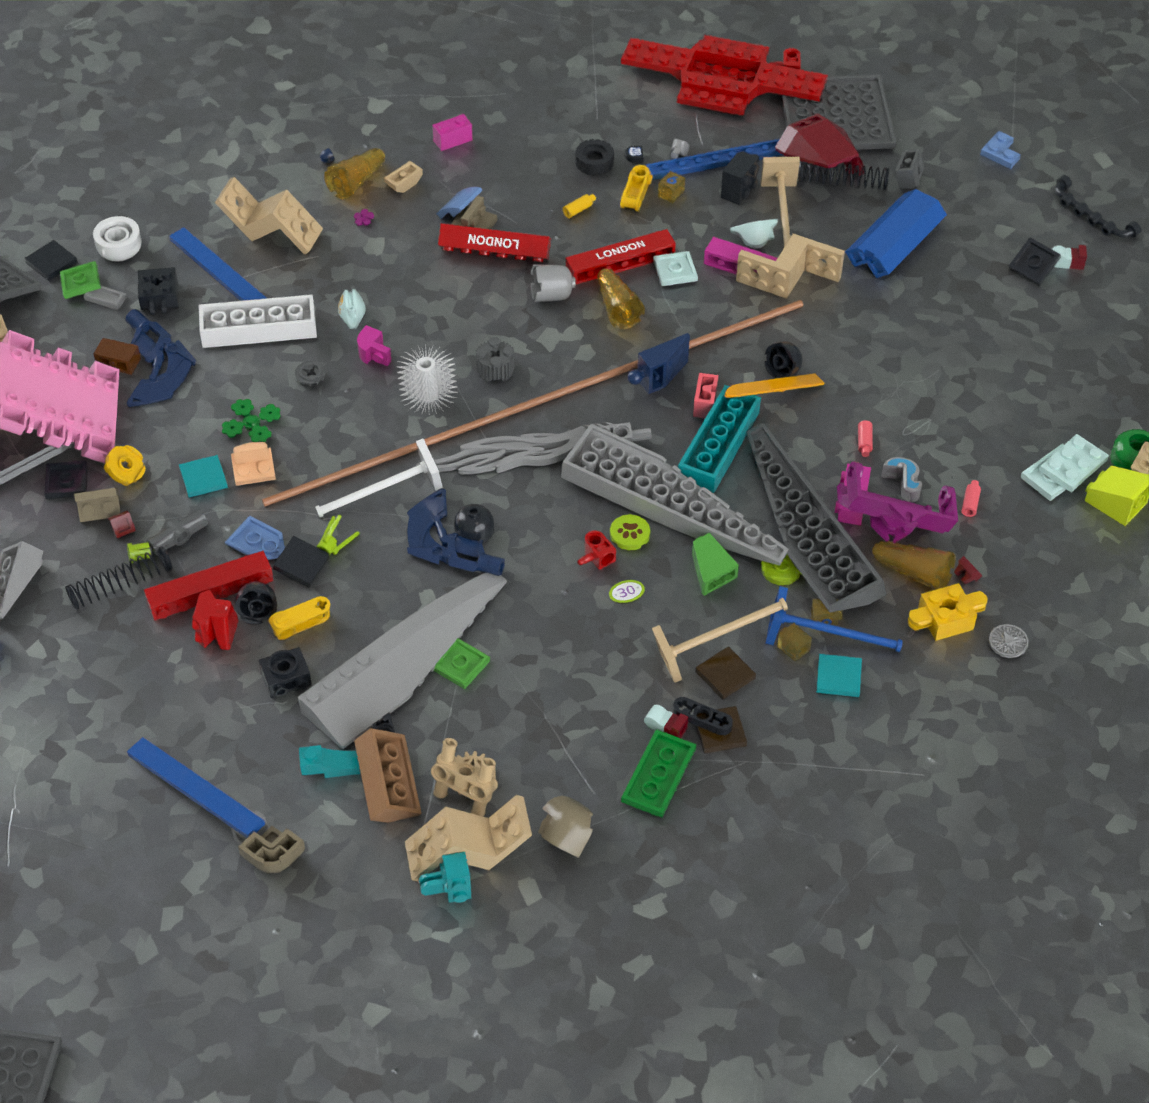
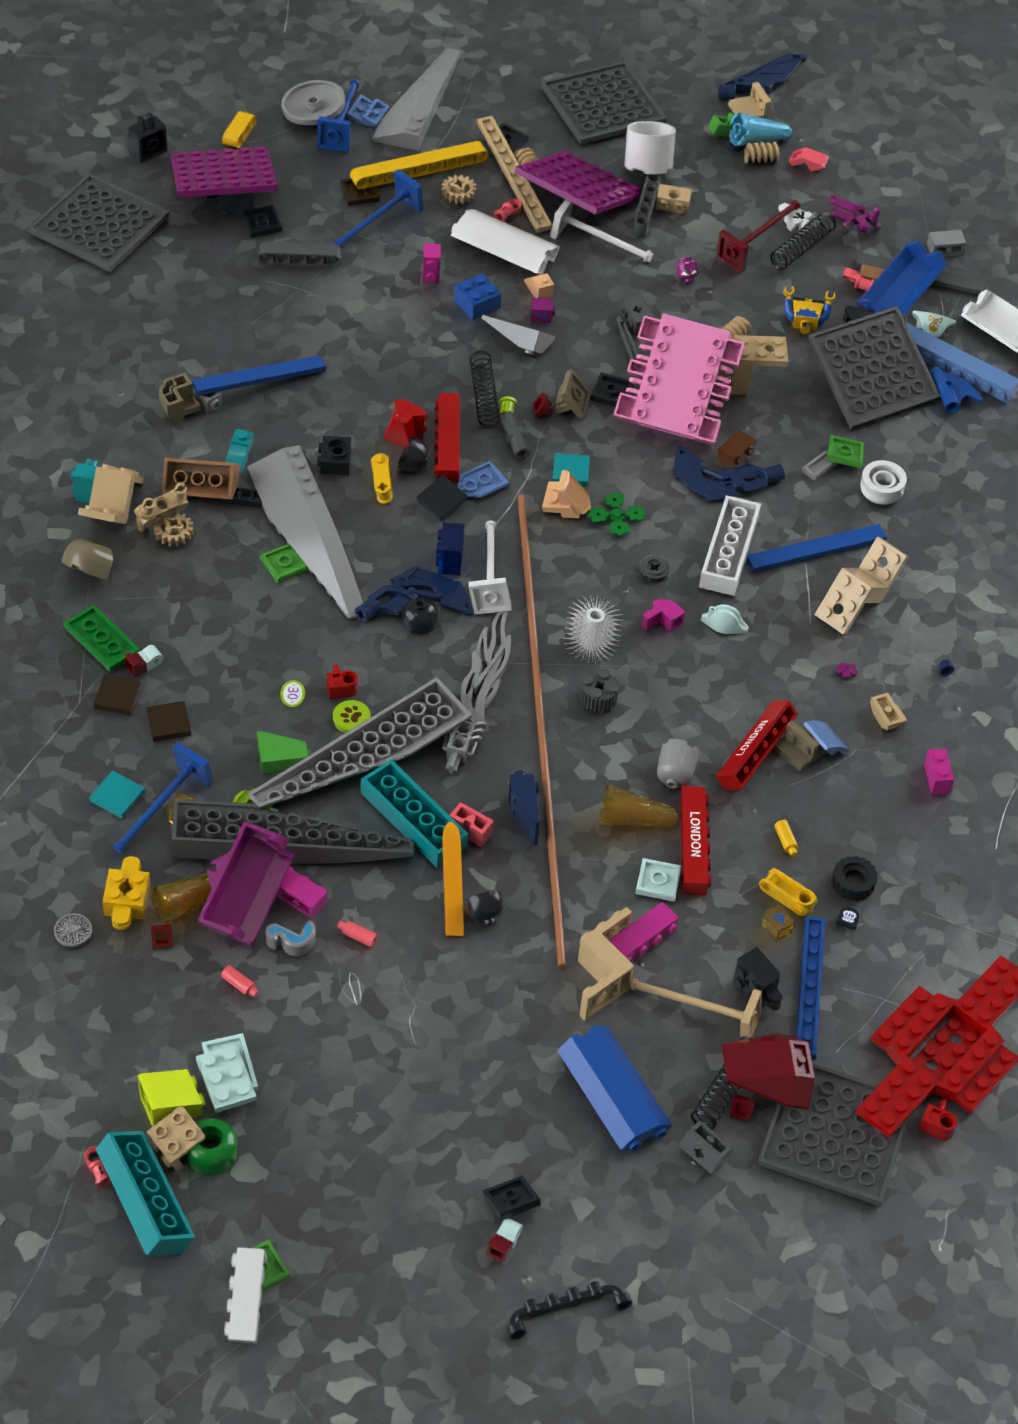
camera: 110 degrees right, 0 degrees up
(51, 260) = (884, 443): black tile -> none
(117, 471) = (611, 421): yellow plate -> none
(158, 289) = (803, 494): black hinge -> none
(328, 542) = (451, 517): lime plant -> none
(351, 174) = (902, 668): clear yellow cone -> none
(379, 518) = (450, 548): none -> clear blue brick
(669, 653) = (197, 679): tan tile -> none
(679, 148) = (837, 957): light grey piece -> none
(701, 708) = (127, 688): black beam -> none
(755, 233) = (674, 963): light aqua hat -> none
(794, 641) = (165, 773): clear yellow brick -> none
(998, 150) = (710, 1265): medium blue plate -> none

